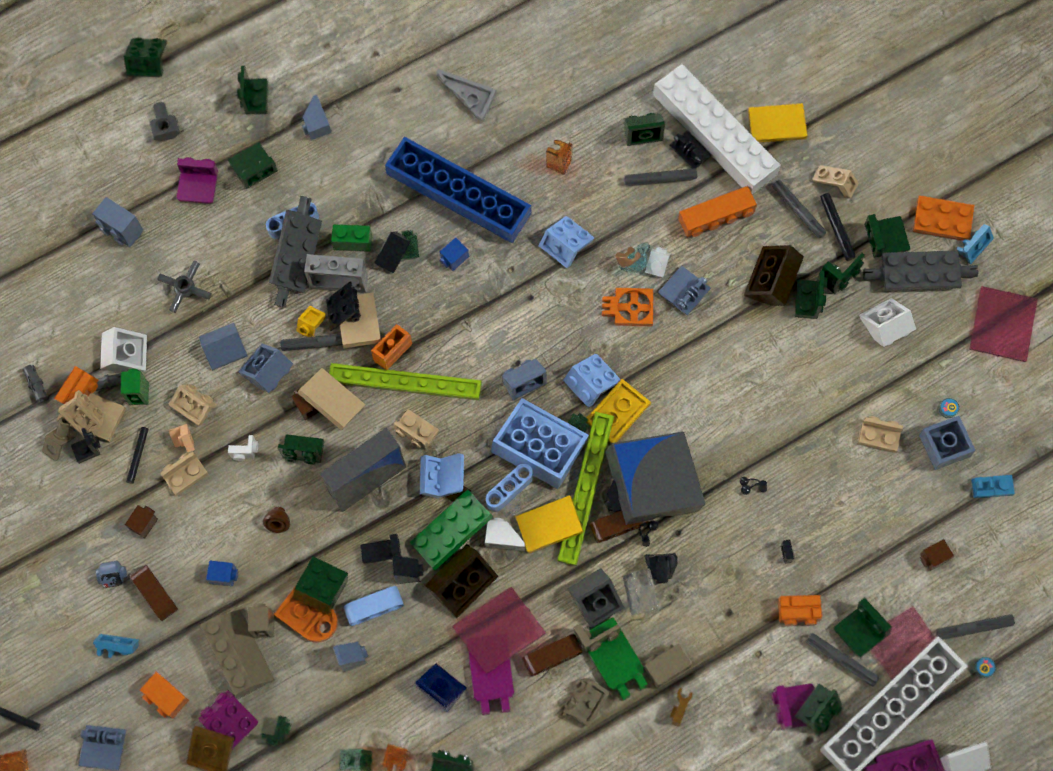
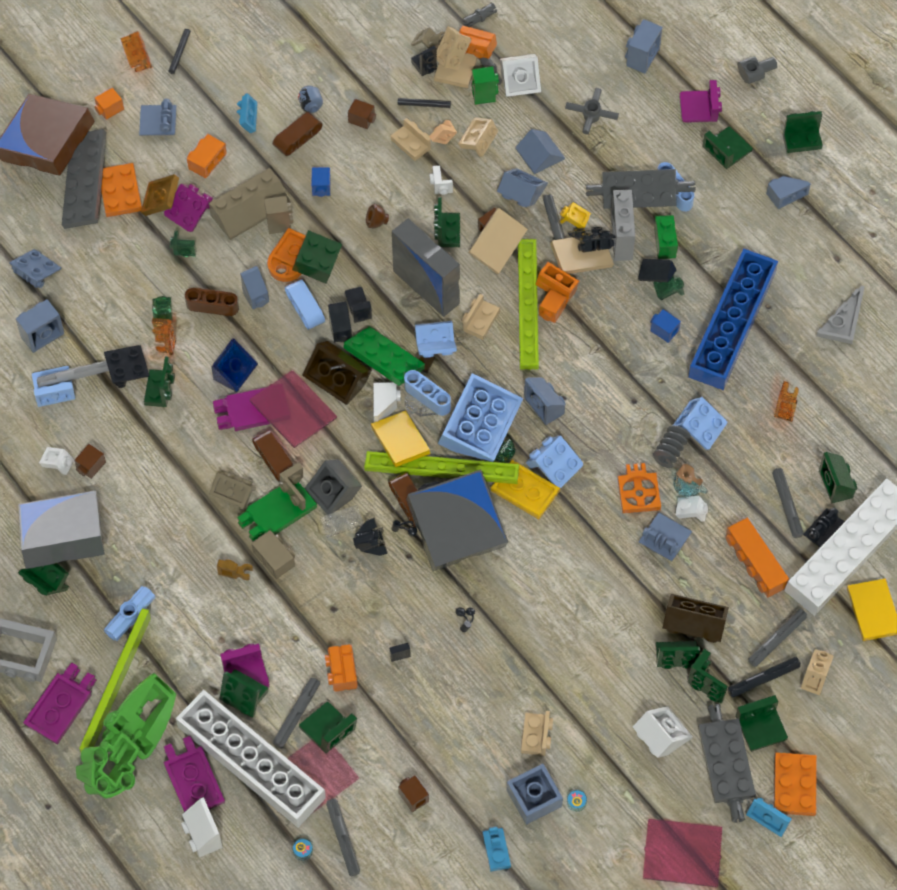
camera: 80 degrees right, 10 degrees down
(144, 57) = (823, 39): dark green bracket -> none
(355, 694) = (204, 296): none -> reddish brown beam
(415, 357) = (552, 306): none -> orange brick
(590, 269) = (670, 446): none -> dark grey piece

